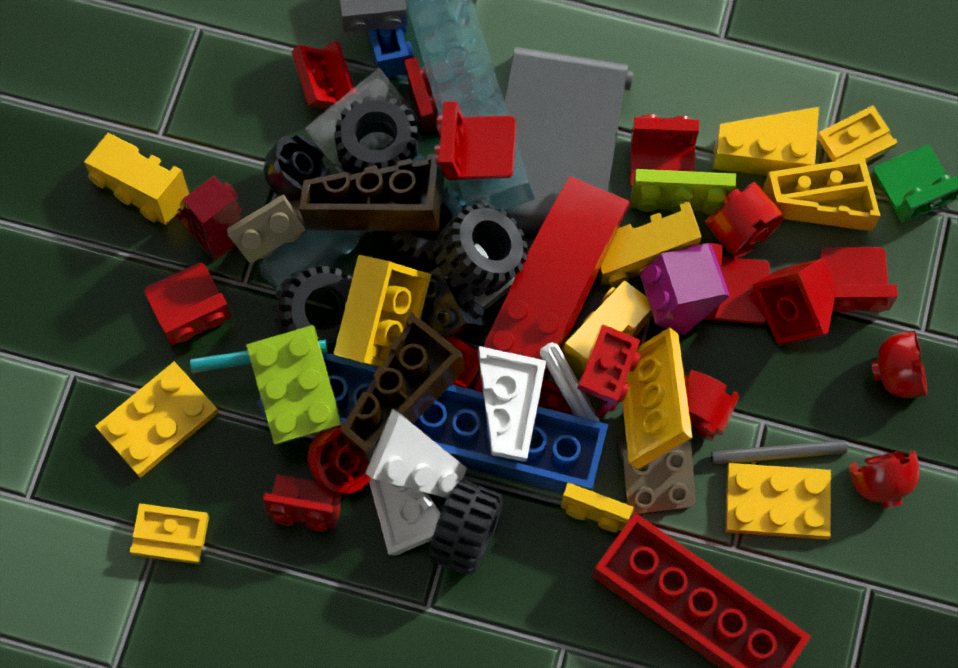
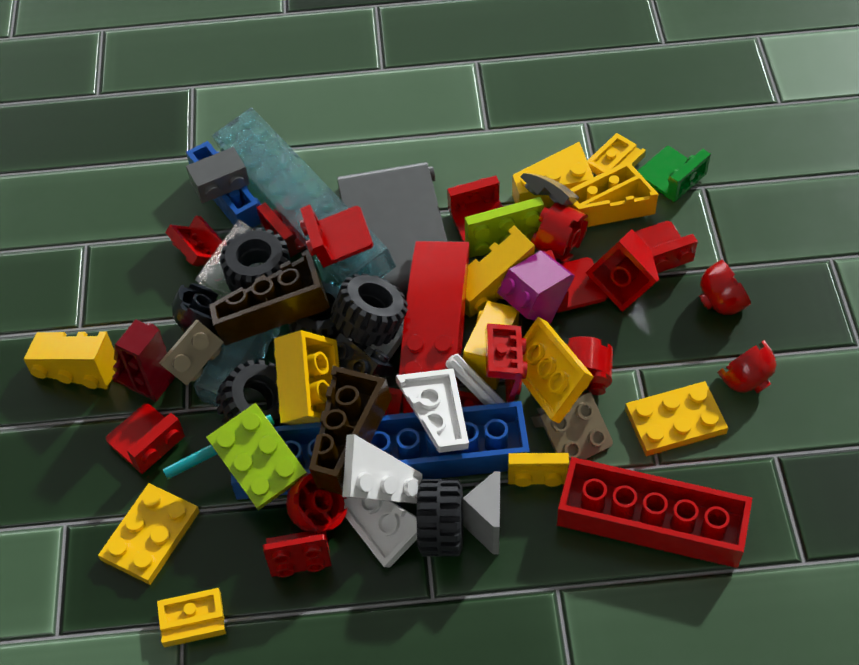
camera: 15 degrees left, 15 degrees down
(516, 538) = (482, 512): none -> light grey slope
(745, 155) = (544, 185): none -> dark grey slope
(779, 452) = (659, 383): dark grey bar -> none

